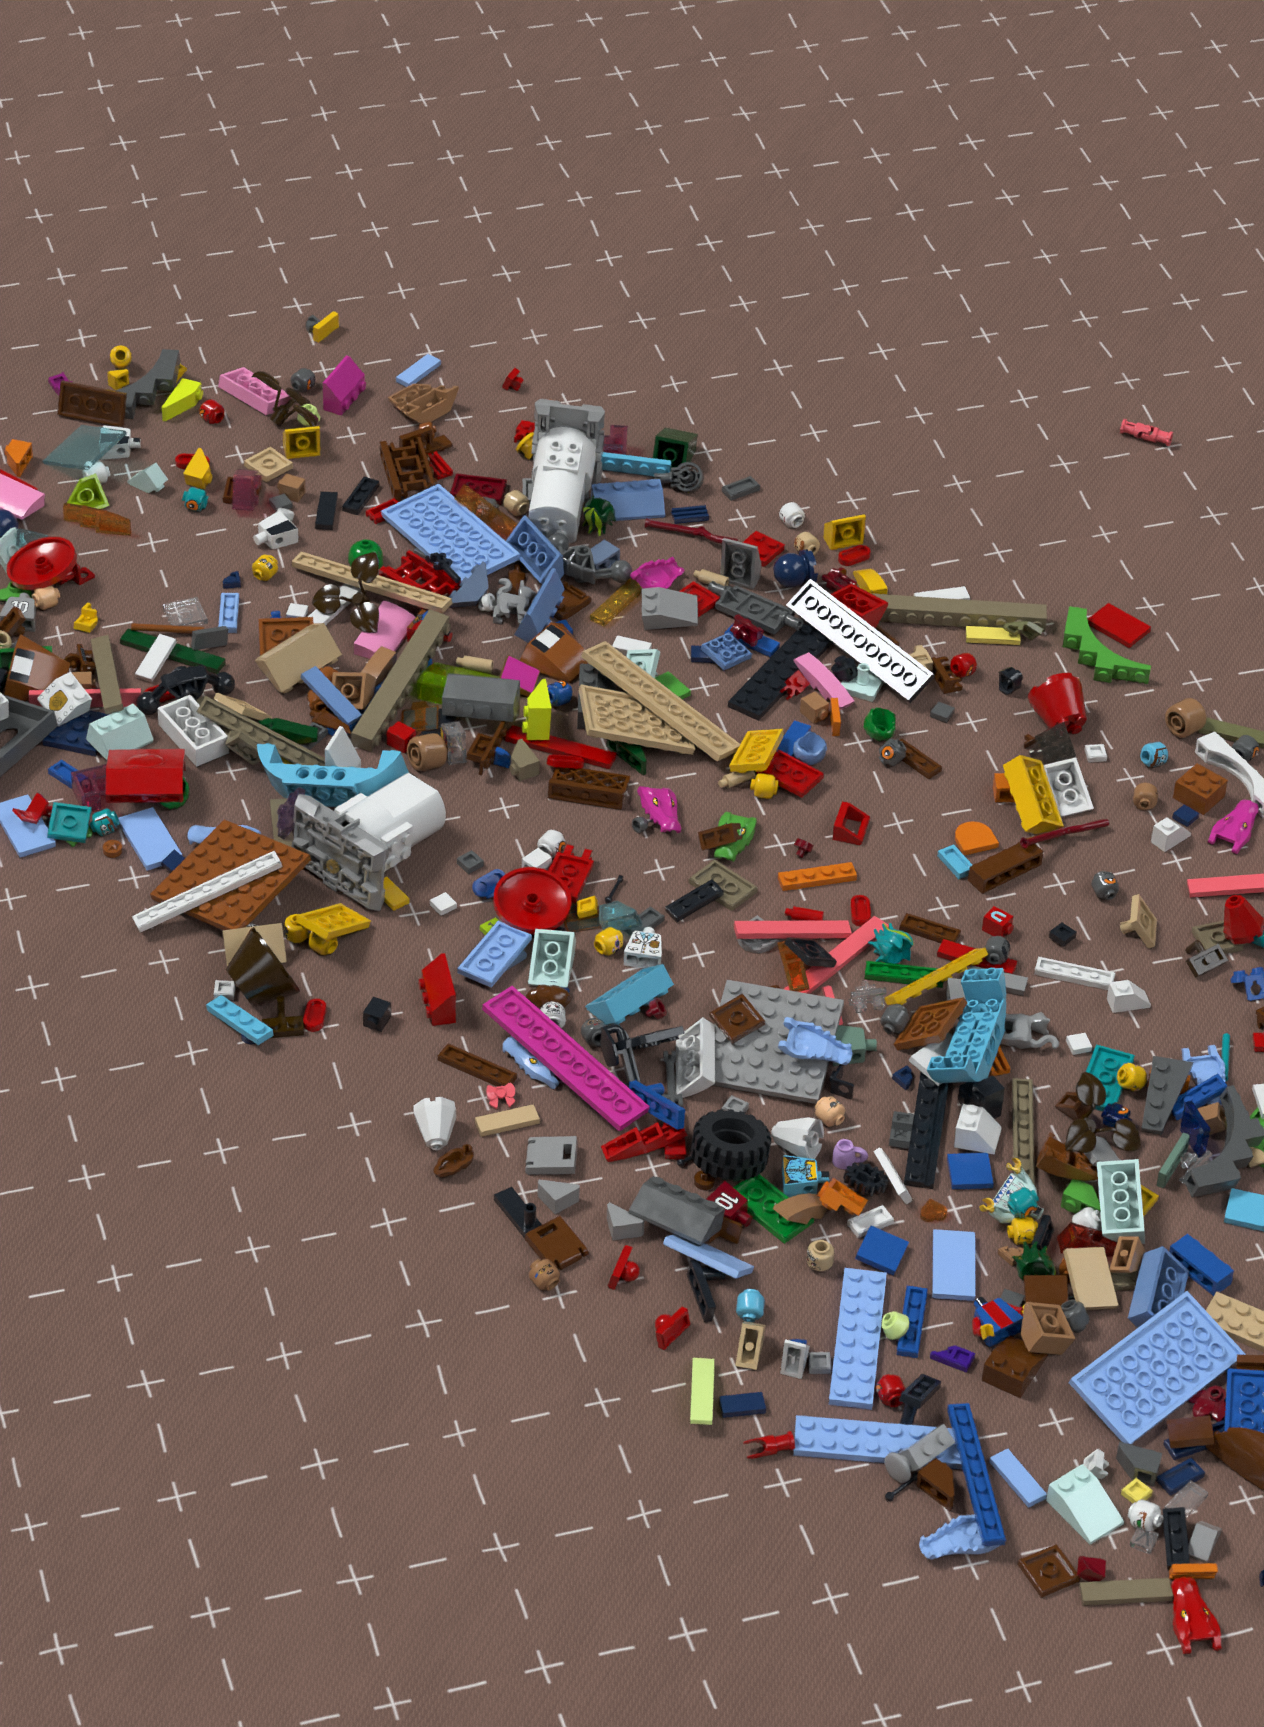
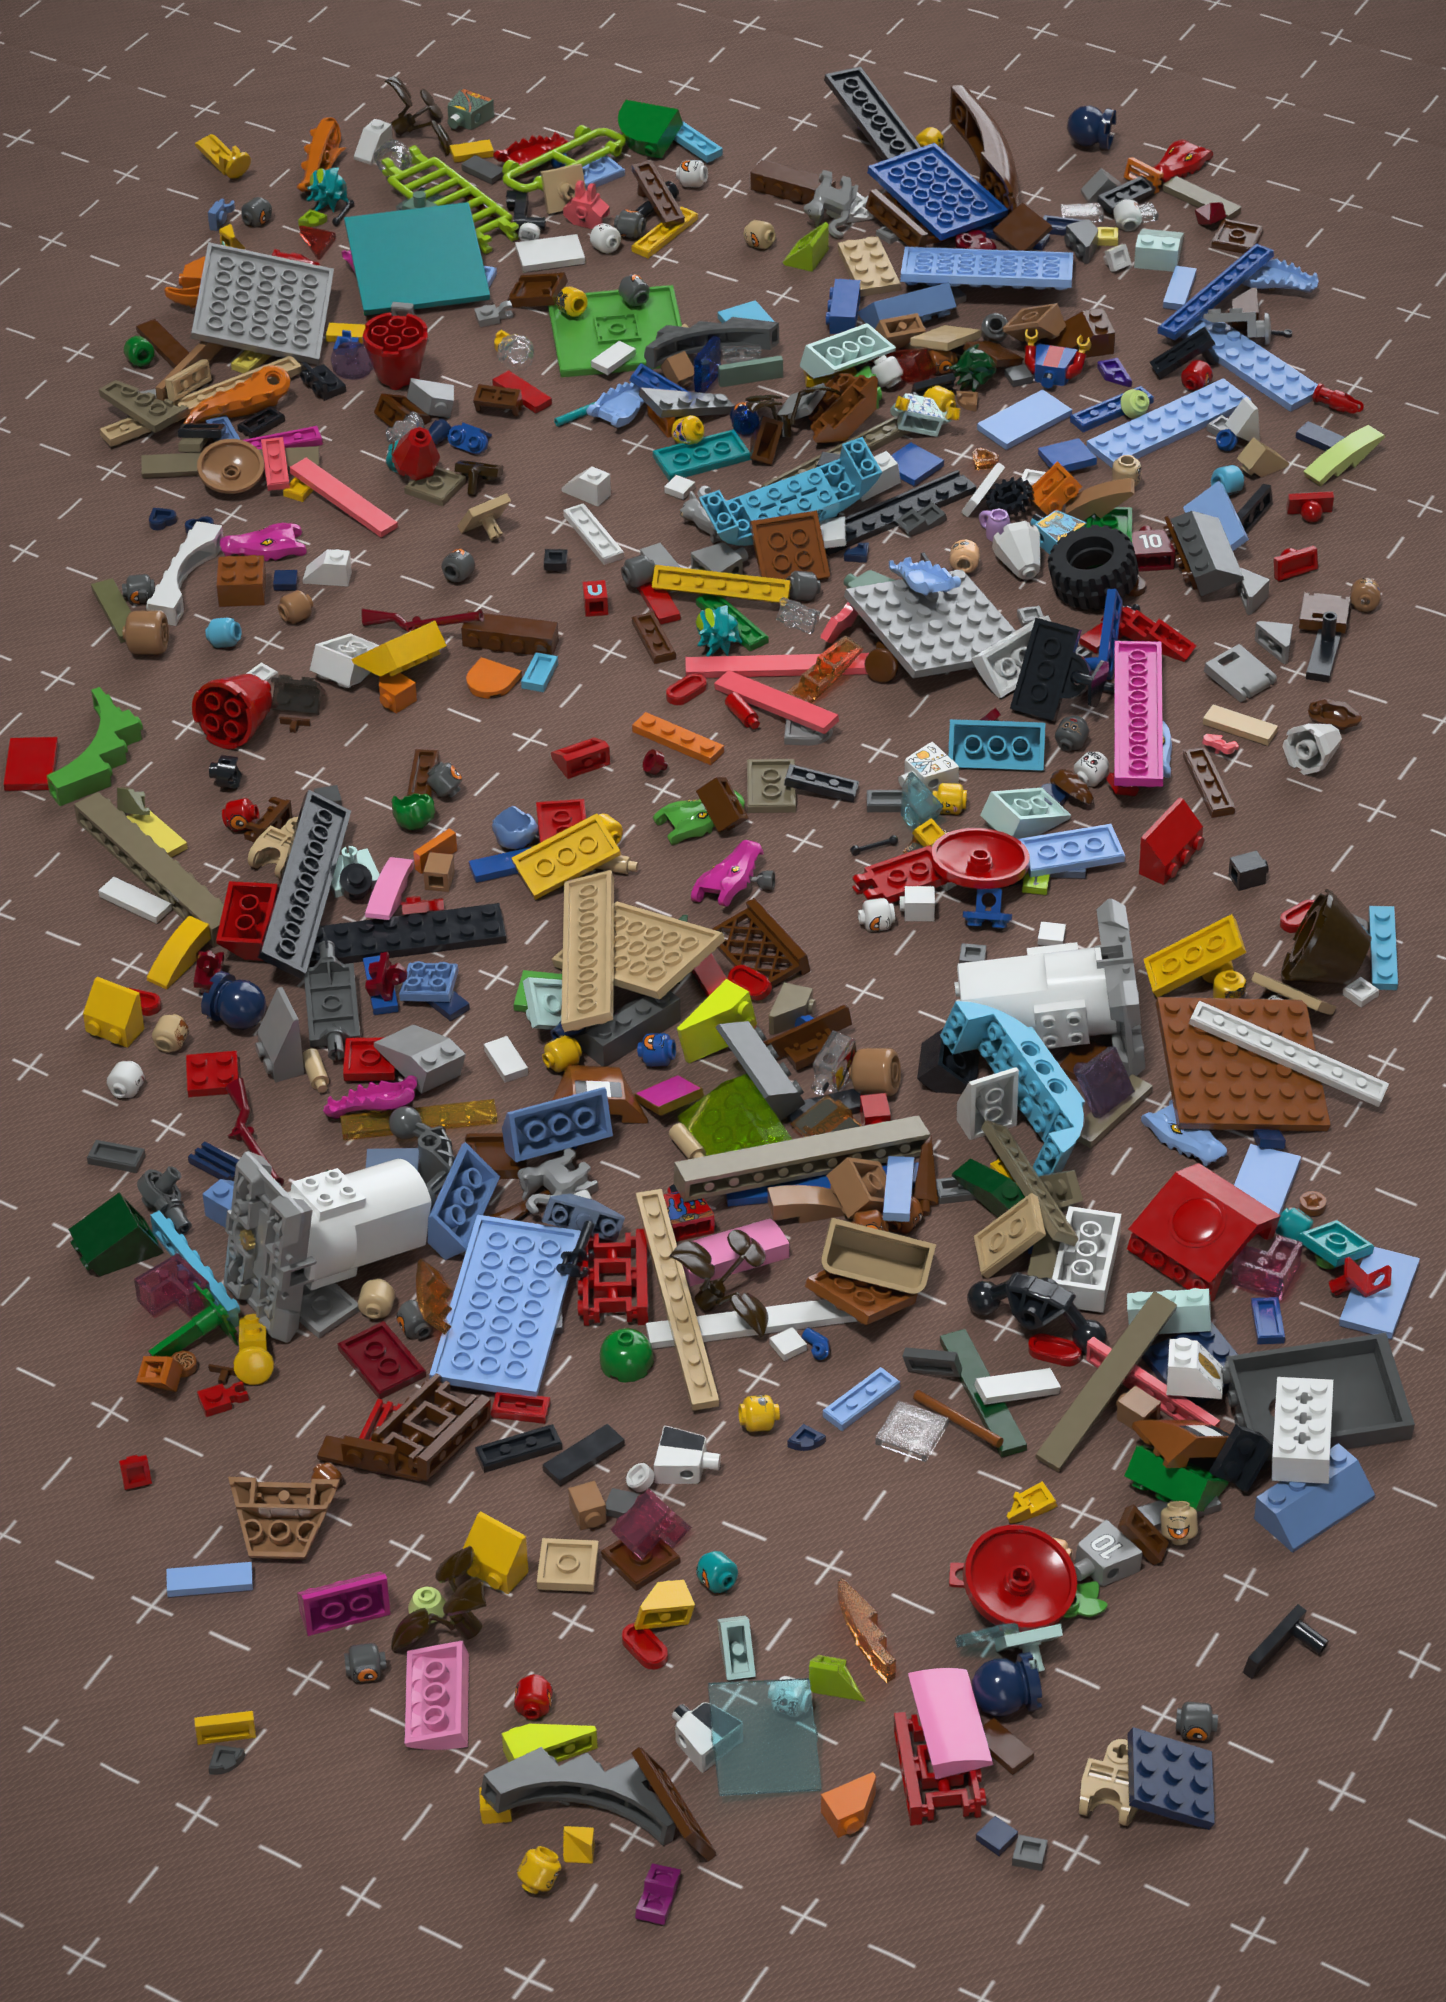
camera: 130 degrees left, 0 degrees up
(81, 660) = (1106, 1442): reddish brown hips -> none
(737, 1018) = (951, 639): reddish brown tile -> none
(810, 952) = (799, 661): black tile -> none
(1022, 1202) = (927, 390): teal head -> none

